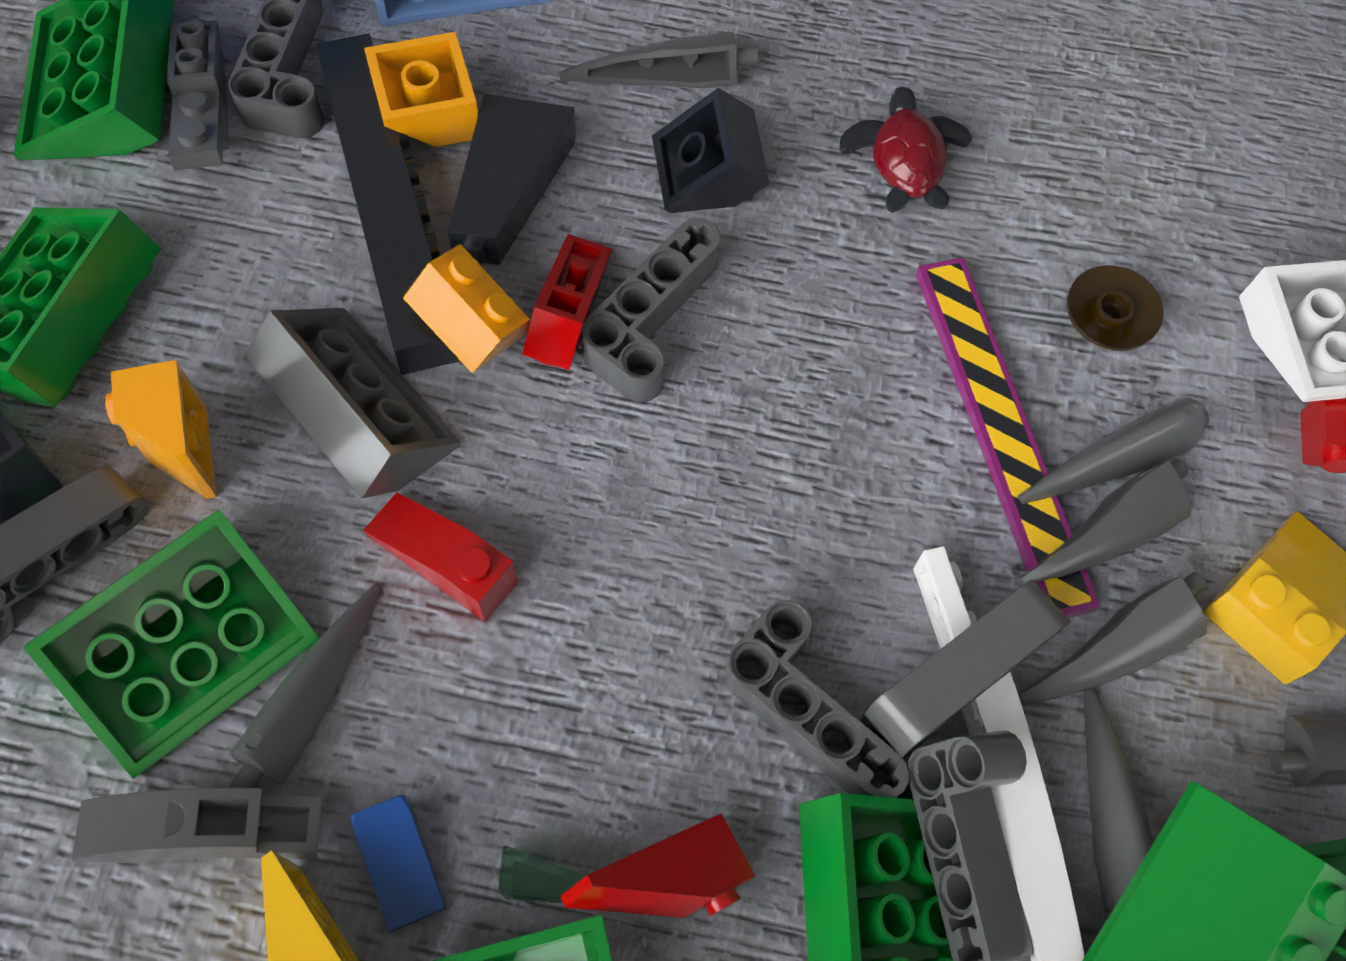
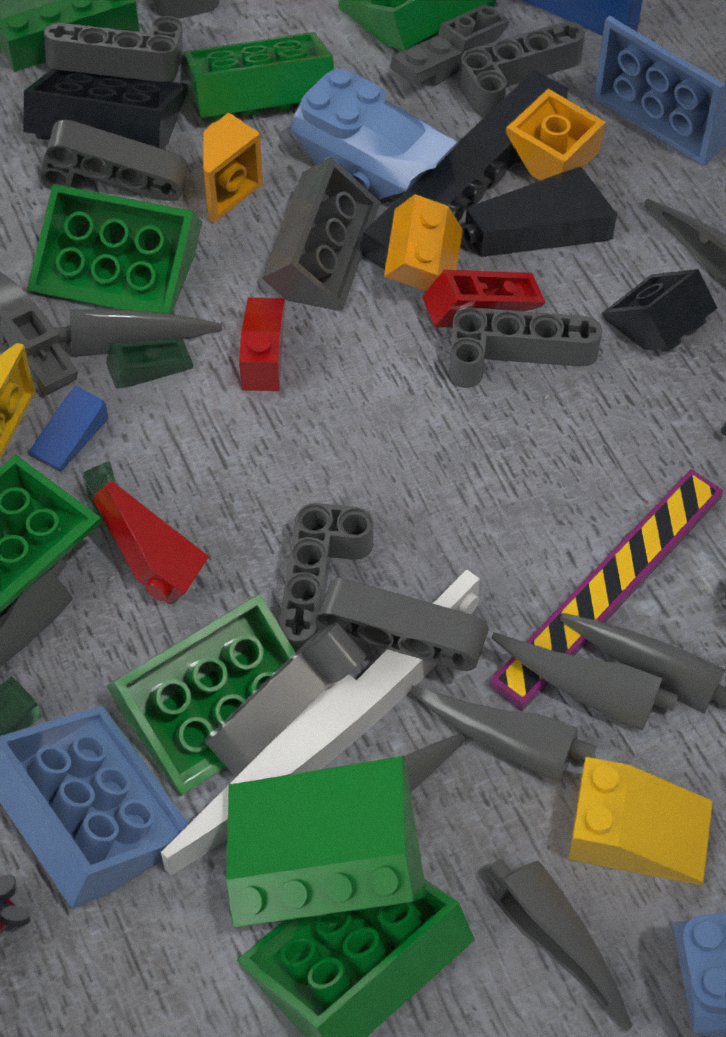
camera: 60 degrees right, 10 degrees down
(238, 259) = (367, 134): none -> medium blue slope
(364, 702) = (146, 360): none -> clear green slope

